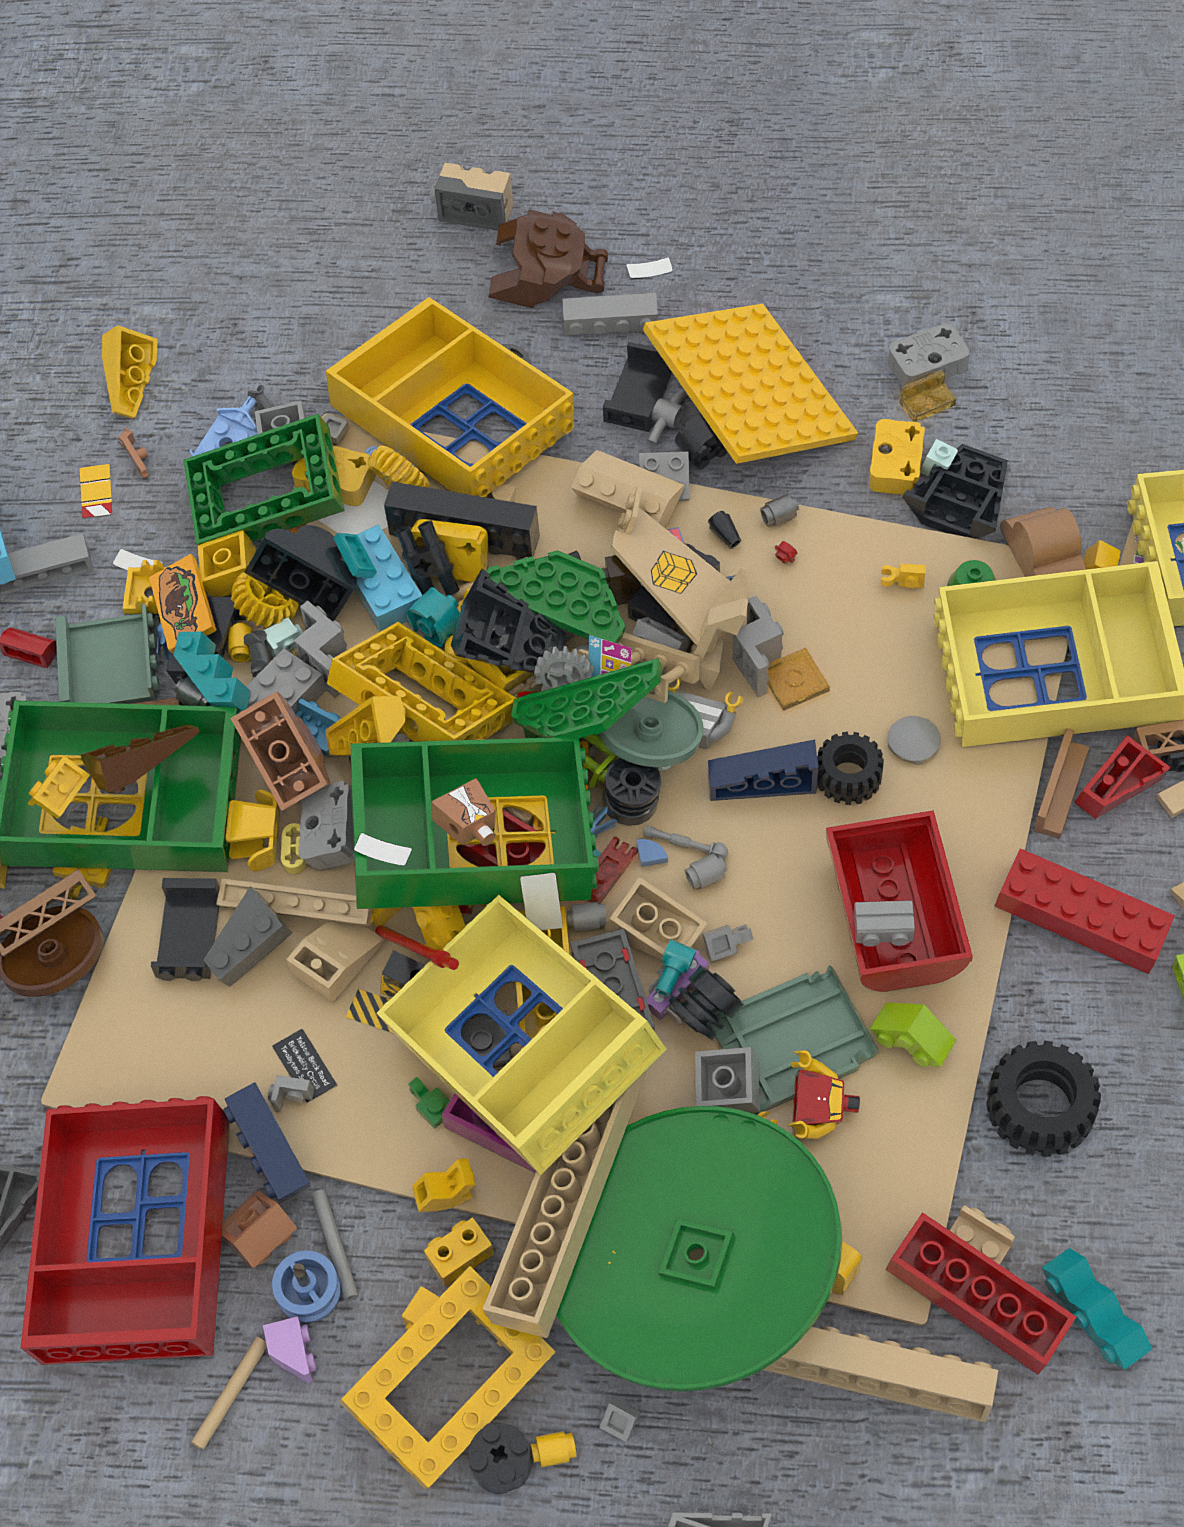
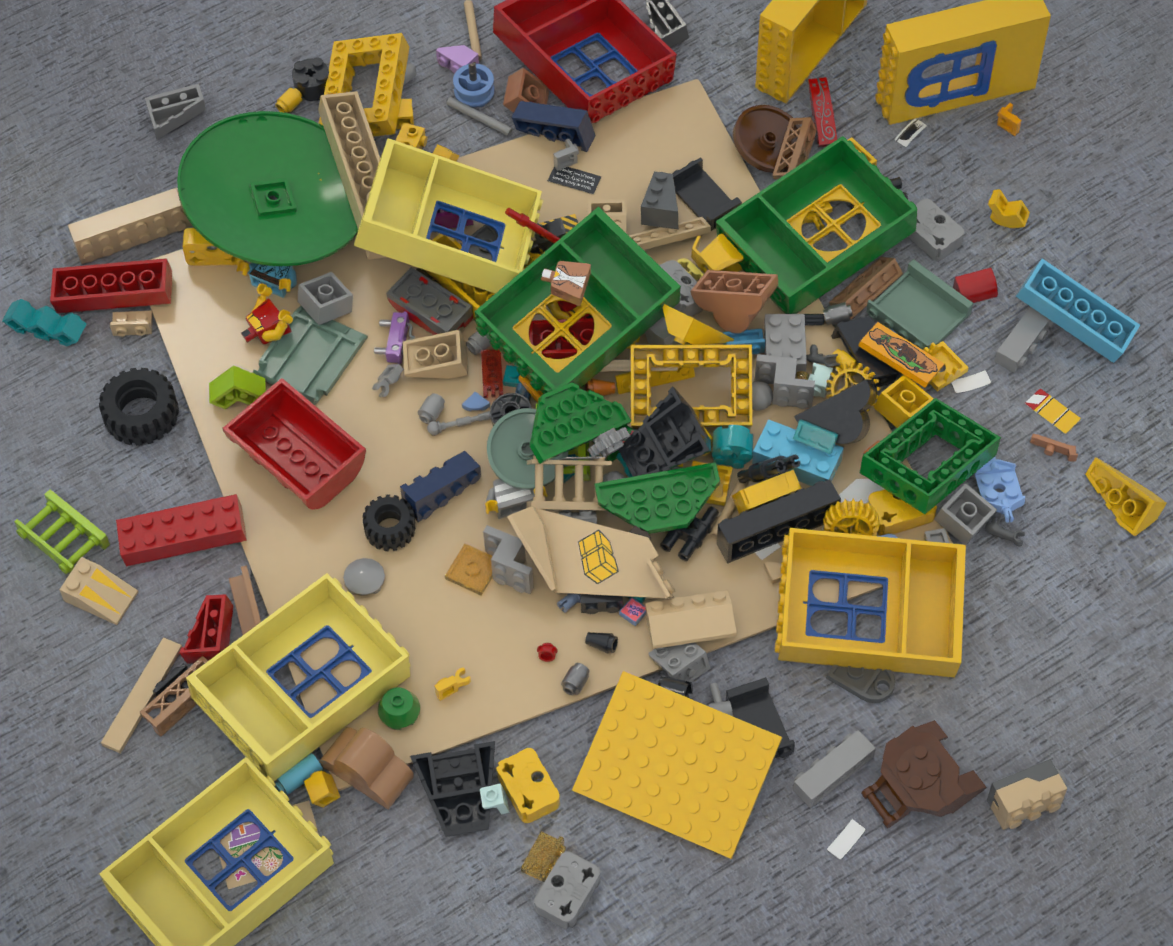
camera: 140 degrees right, 0 degrees up
(59, 787) = (835, 177): yellow bracket -> none
(123, 765) = (811, 220): reddish brown wedge -> none
(210, 671) = (829, 311): teal brick -> none
(382, 850) = (598, 231): white sticker -> none
(675, 962) = (401, 332): teal pin -> none
(708, 999) = (367, 324): black wheel -> none
(884, 922) = (286, 405): light grey brick -> none

